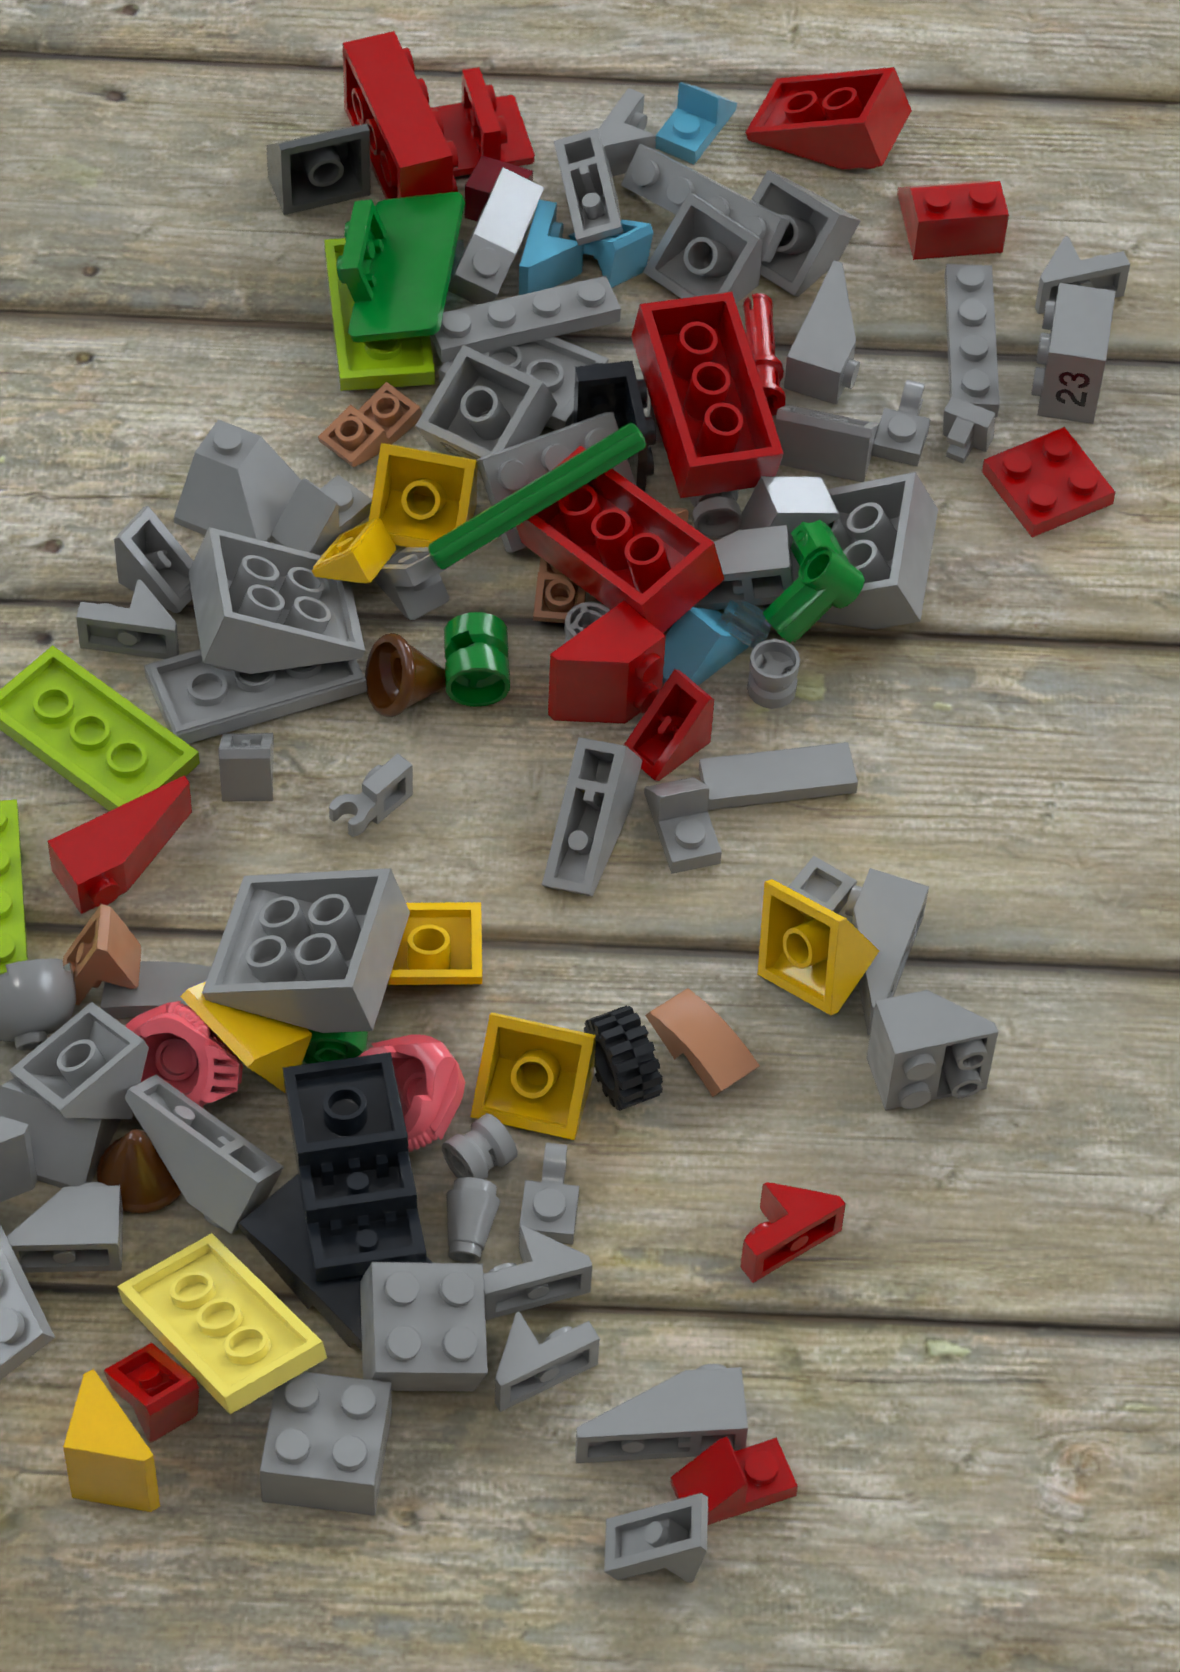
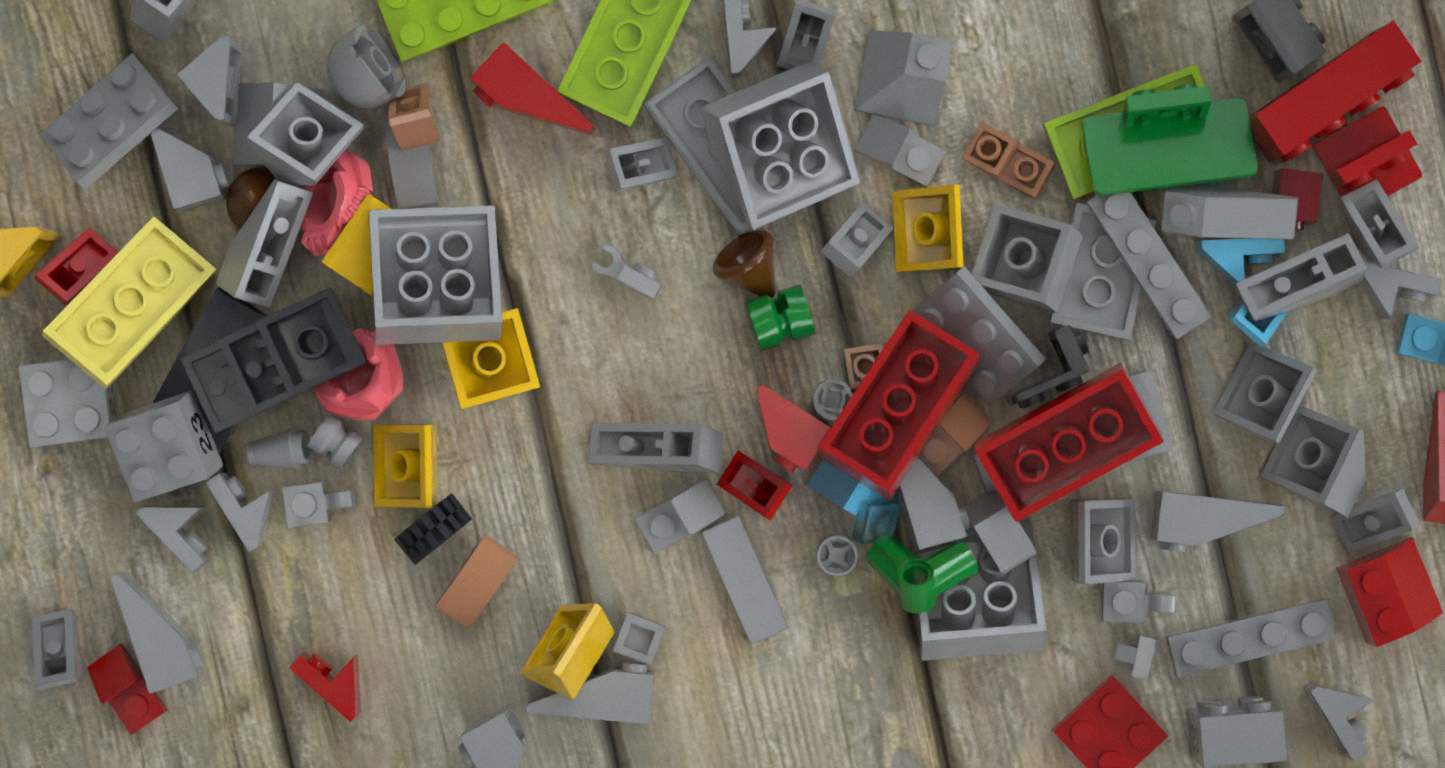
camera: 75 degrees right, 35 degrees up
(357, 554) = (857, 191): yellow slope -> none
(535, 130) = (1377, 225): none -> light grey slope
(536, 496) = (913, 332): green axle -> none
(669, 182) = (1336, 369): light grey plate -> none
(761, 340) = (1159, 470): red pin -> none
(870, 198) = (1376, 520): none -> light grey slope

